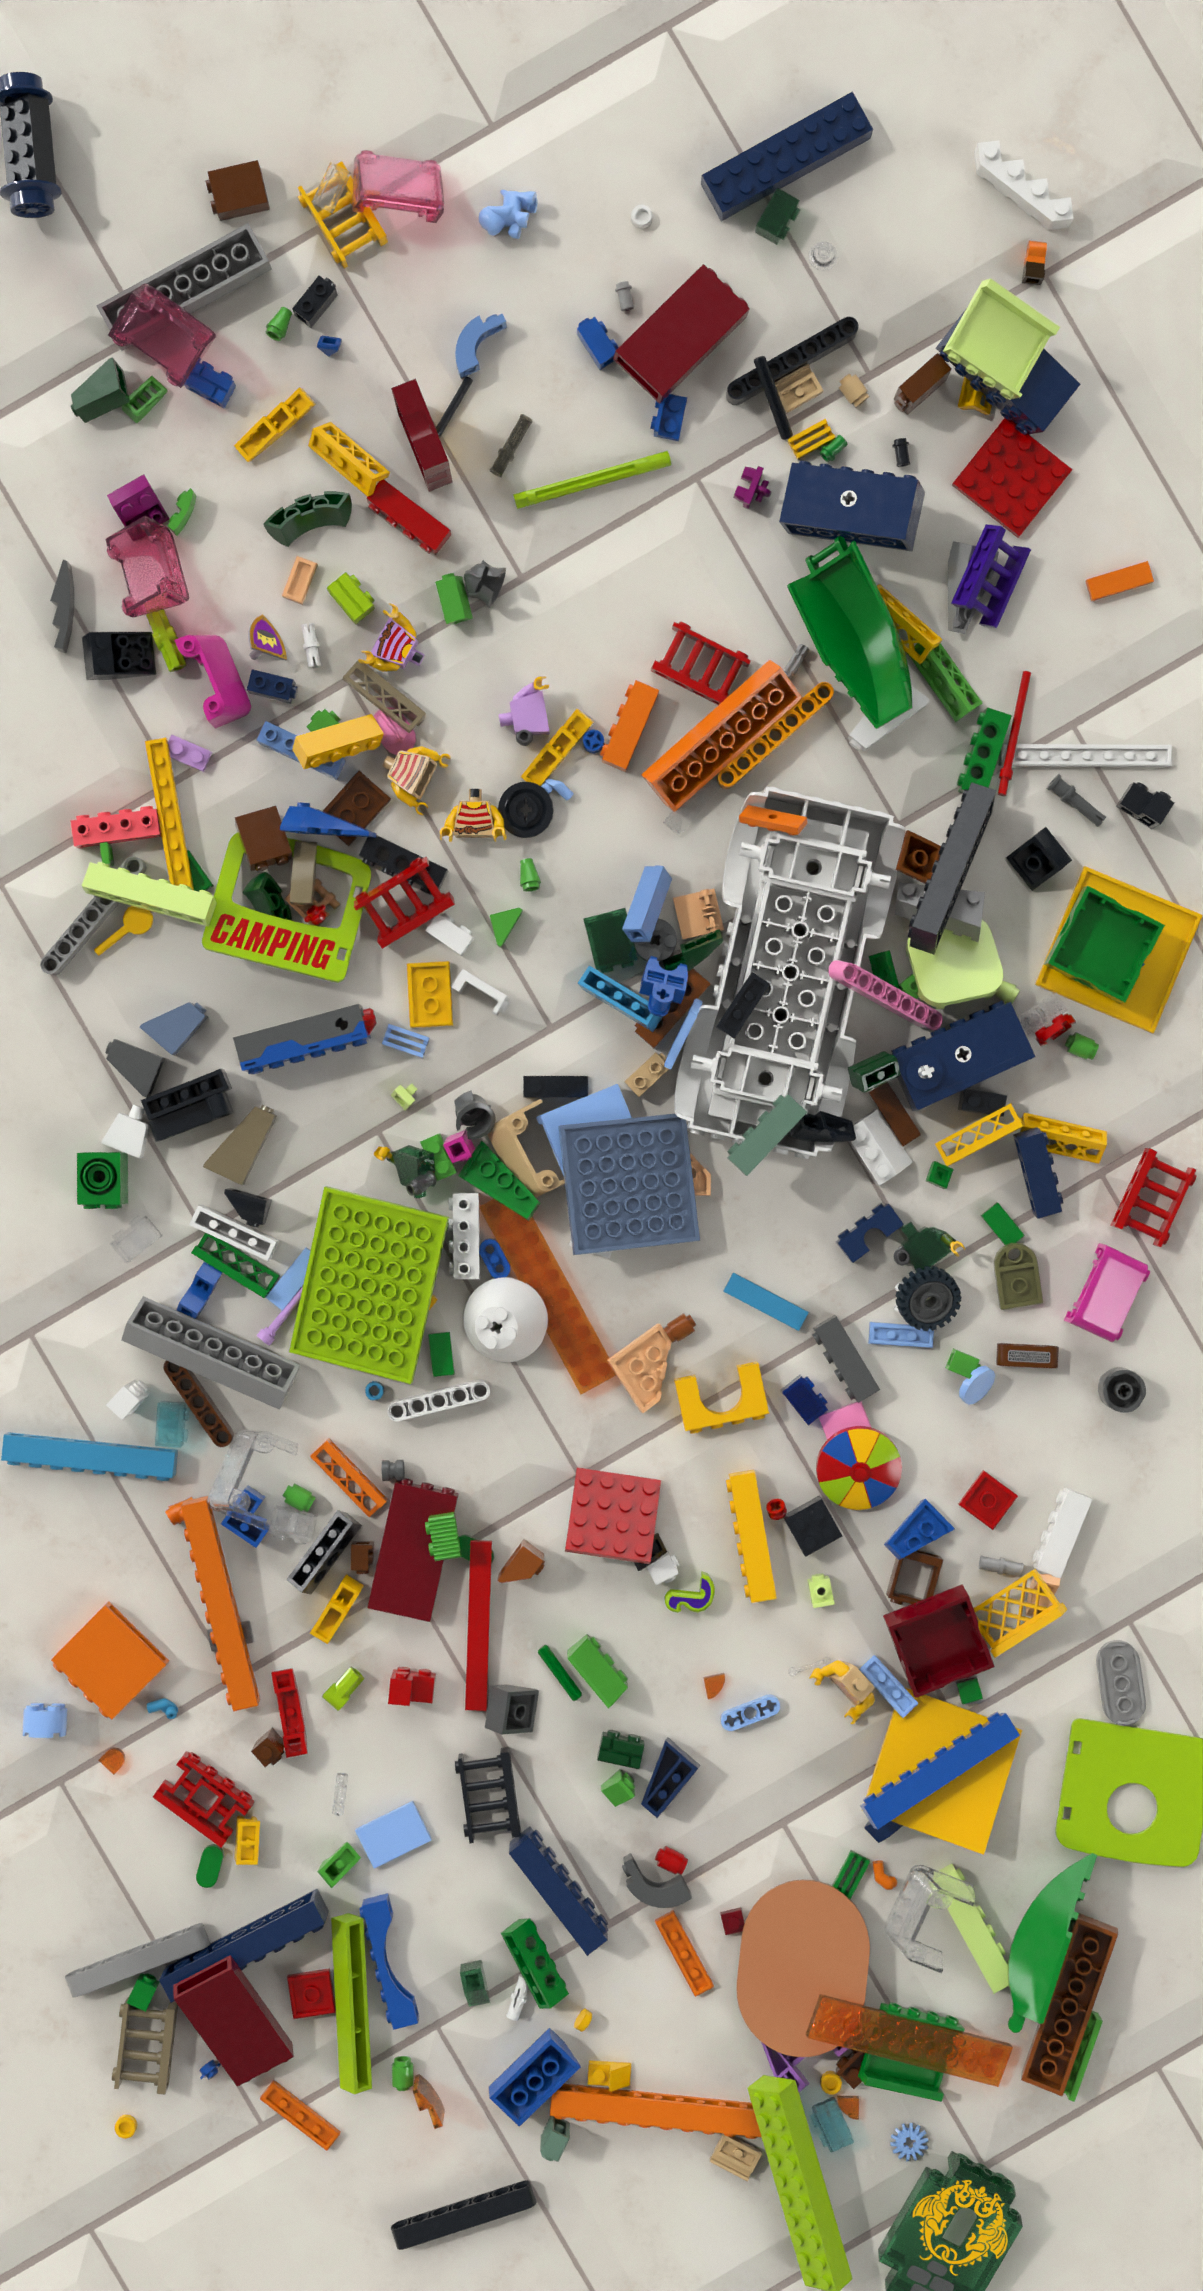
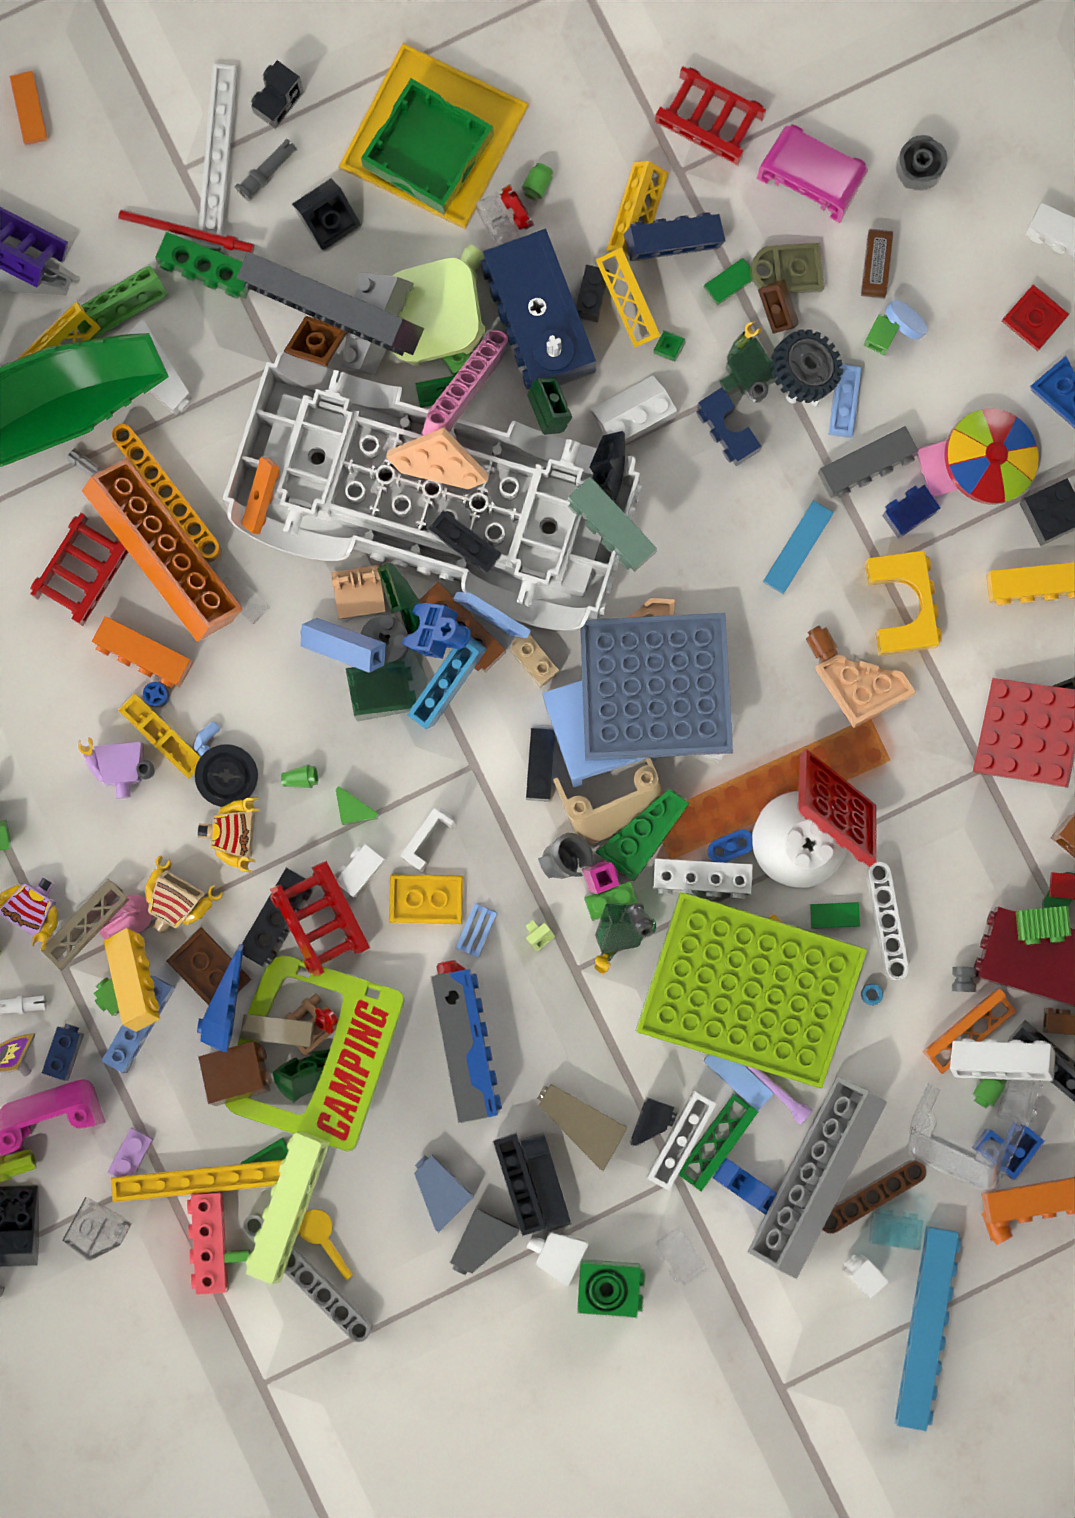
camera: 85 degrees left, 5 degrees down
(120, 728) = (95, 1230): none -> clear slope
(322, 1507) = (1002, 1060): none -> white brick
(531, 1350) = (837, 808): none -> red plate
(775, 1504) = (1026, 551): red bush -> none
(814, 976) = (438, 459): none -> light nougat plate
(894, 1113) = (598, 390): reddish brown tile -> none
(981, 1270) = (778, 306): none -> reddish brown slope

